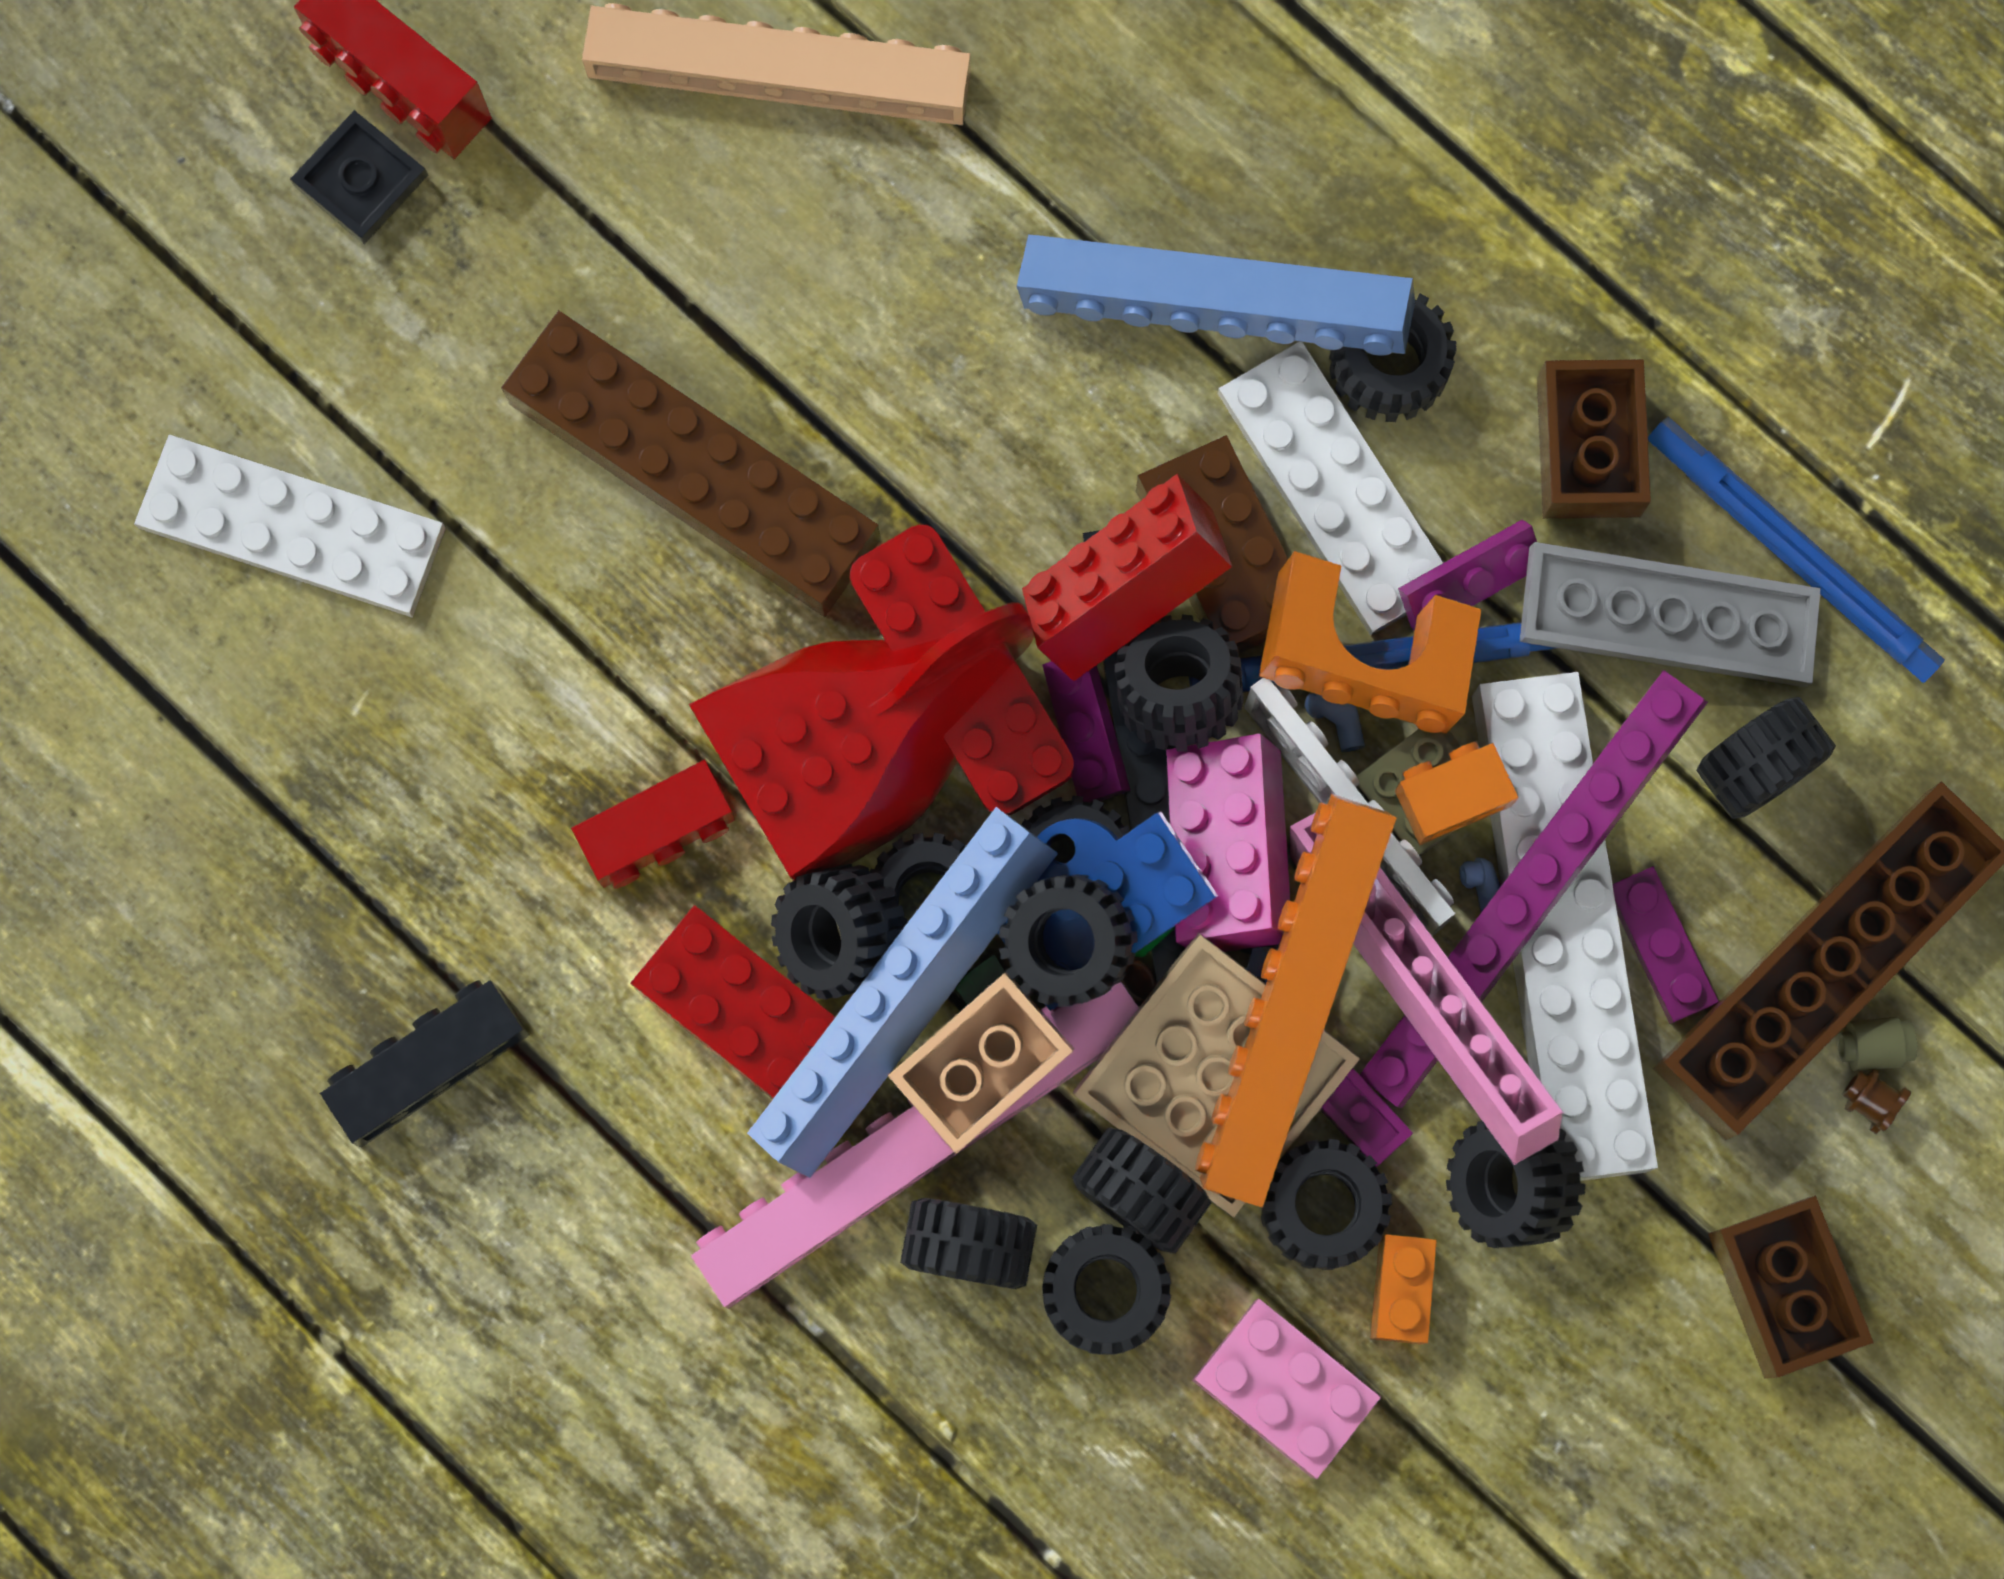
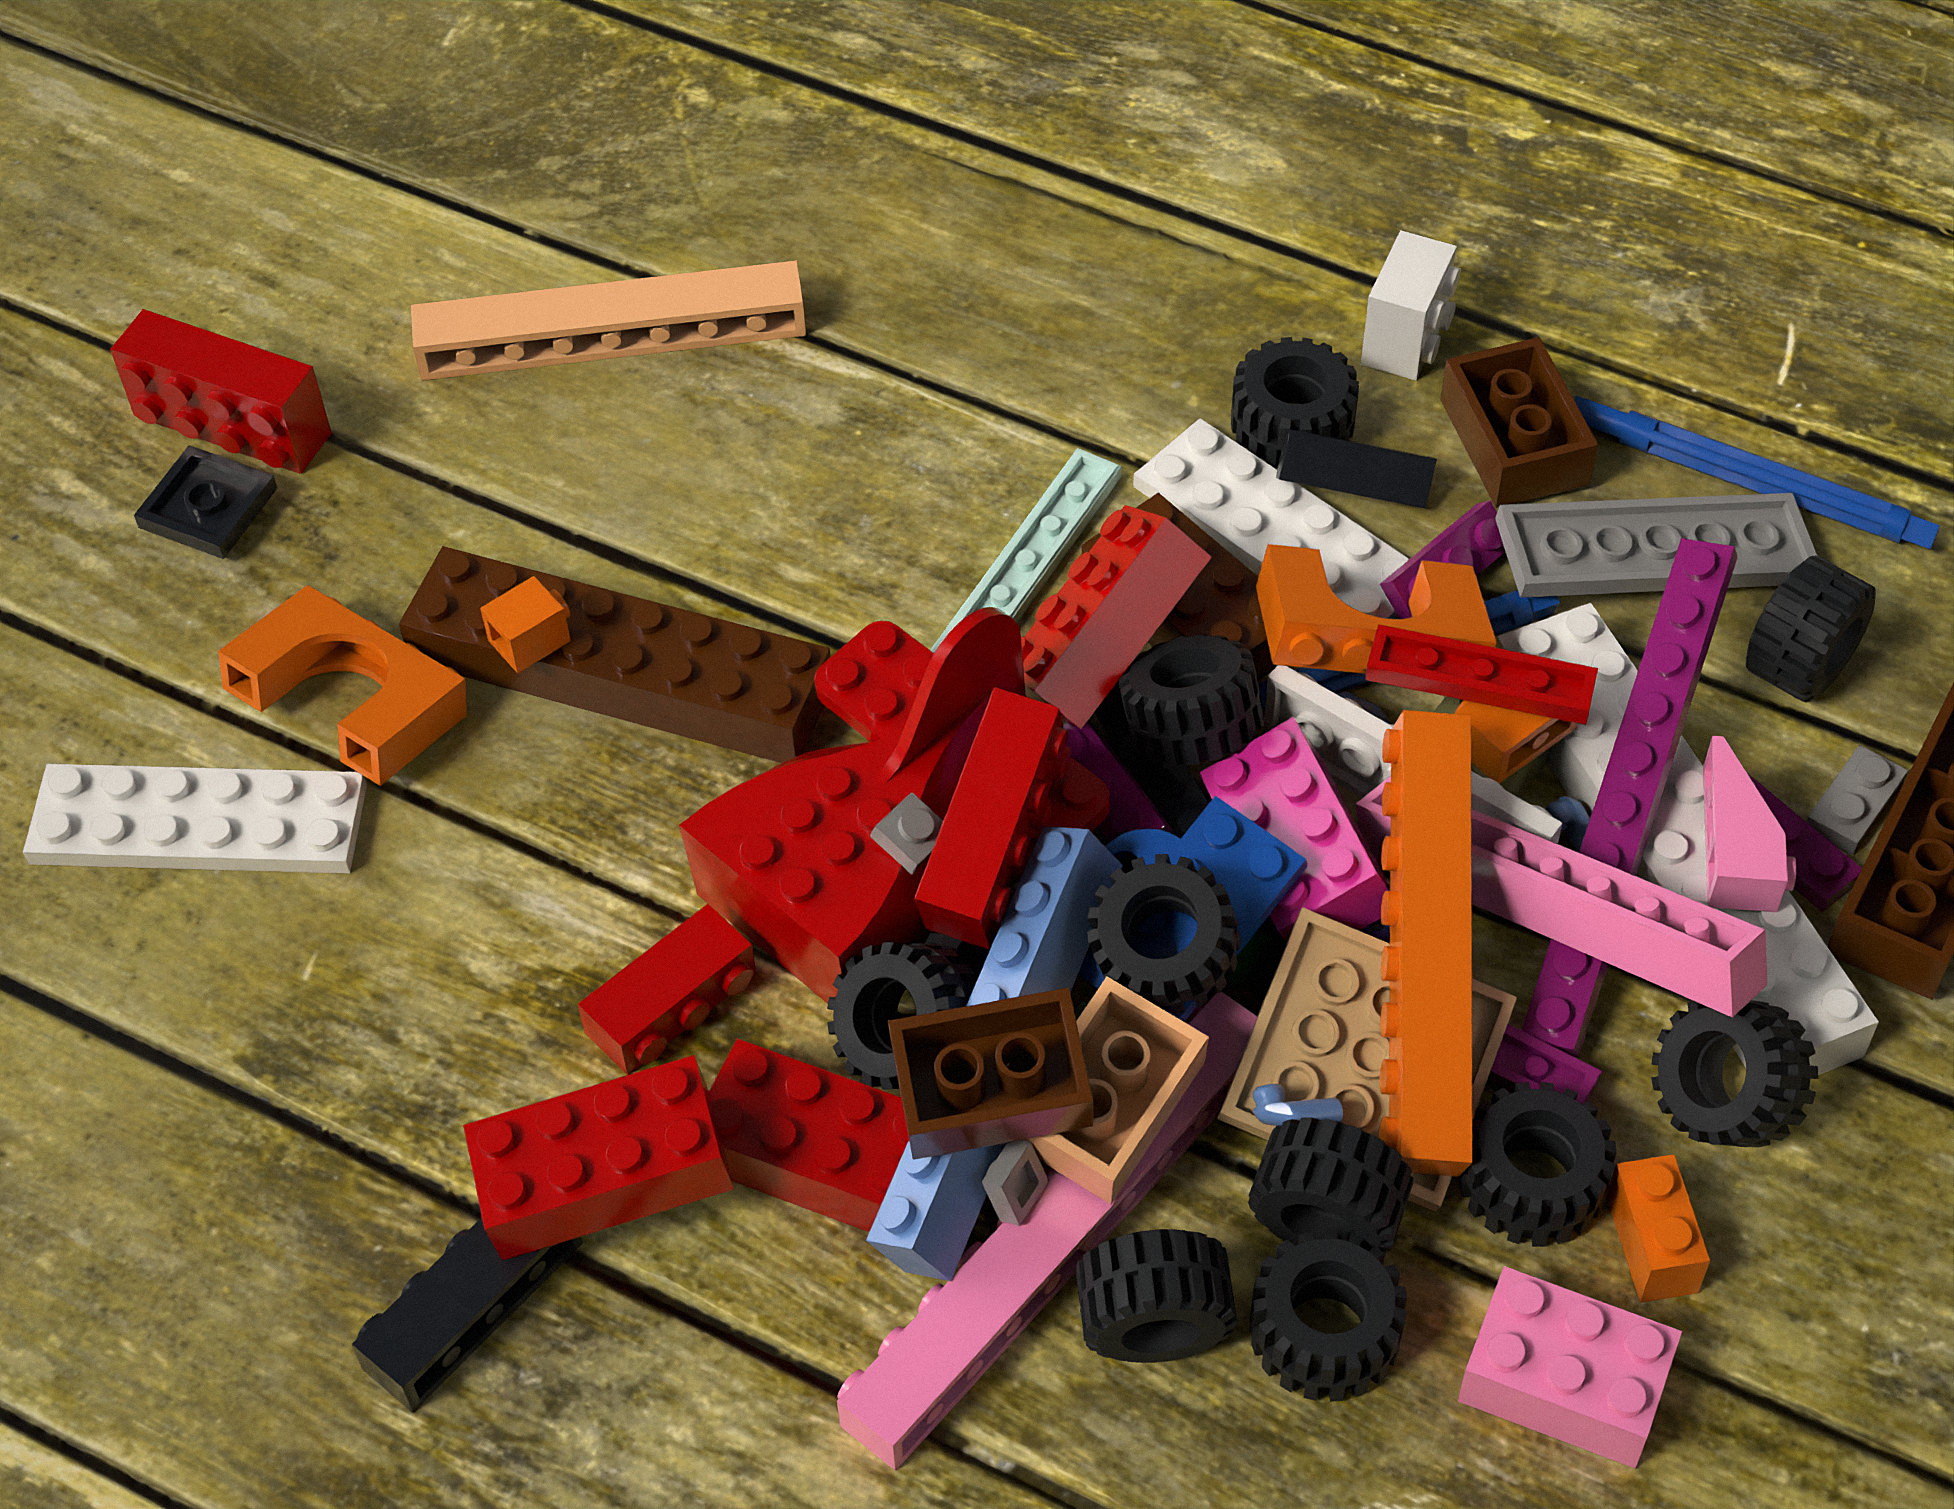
camera: 15 degrees left, 25 degrees down
(429, 365) = (320, 636): none -> orange arch
(548, 998) = (597, 1158): none -> red brick
(611, 437) = (526, 623): none -> orange brick
(875, 1049) = (991, 1073): none -> reddish brown brick
(883, 778) = (908, 832): none -> light grey plate
(883, 1112) = (1015, 1181): none -> light grey plate
(953, 790) = (993, 818): none -> red brick
(1089, 458) = (1042, 538): none -> light aqua tile
(1131, 1120) = (1273, 1109): none -> medium blue arm
(1217, 294) = (1104, 381): medium blue brick -> none
(1422, 450) = (1356, 468): none -> black tile
(1431, 758) = (1481, 674): none -> red plate
(1539, 277) = (1410, 305): none -> white brick
(1605, 974) = (1742, 838): none -> bright pink slope
(1744, 924) = (1856, 799): none -> light grey plate

